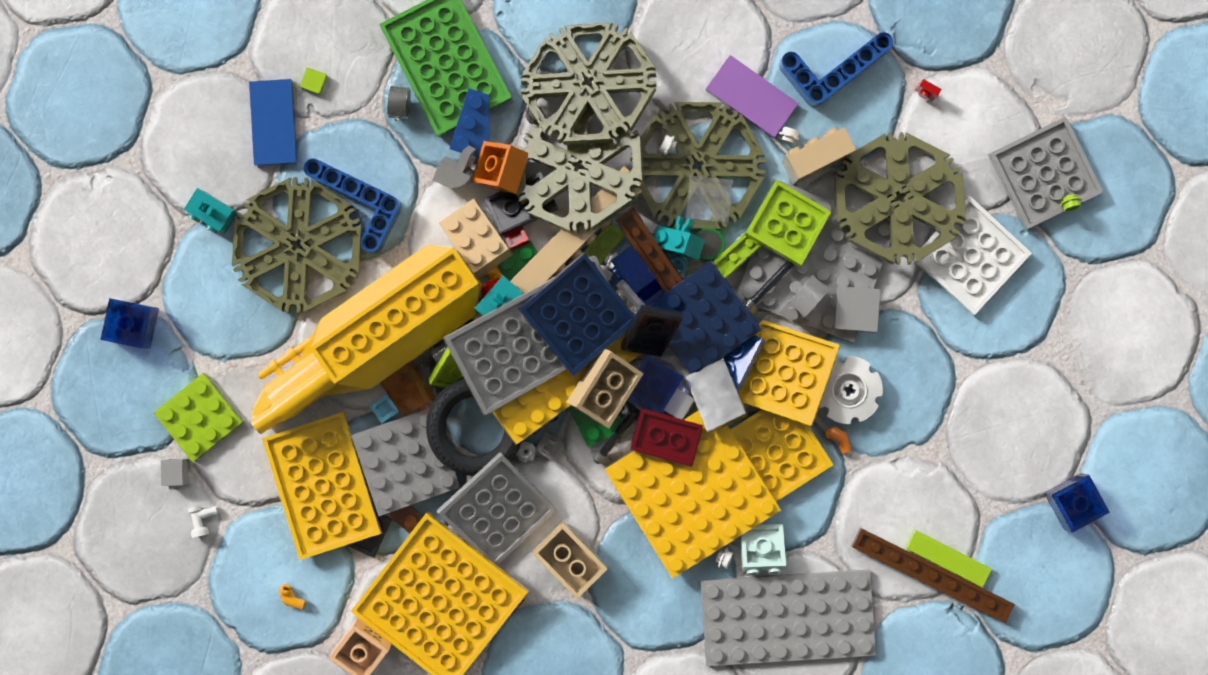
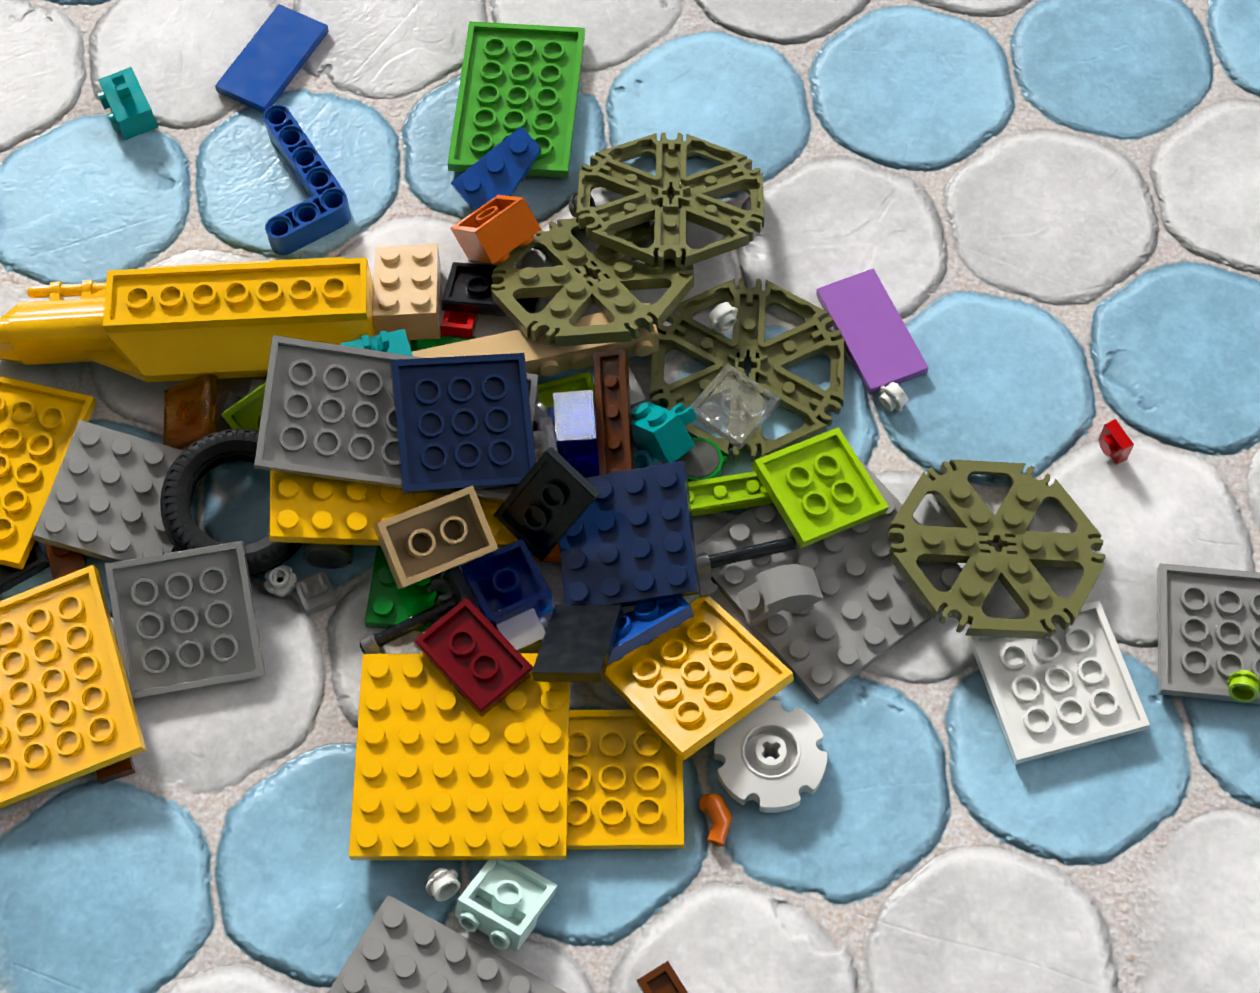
camera: 30 degrees right, 25 degrees down
(278, 254) = (173, 193): olive plate -> none
(313, 81) = (351, 42): lime tile -> none
(384, 408) = (147, 423): medium azure plate -> none
(399, 102) = (430, 106): clear piece -> none
(454, 173) = (440, 210): light grey brick -> none
(570, 559) = (231, 746): tan brick -> none
(818, 154) = (913, 432): tan brick -> none
(838, 73) = (1003, 357): blue beam -> none
(857, 309) = (849, 652): light grey tile -> none

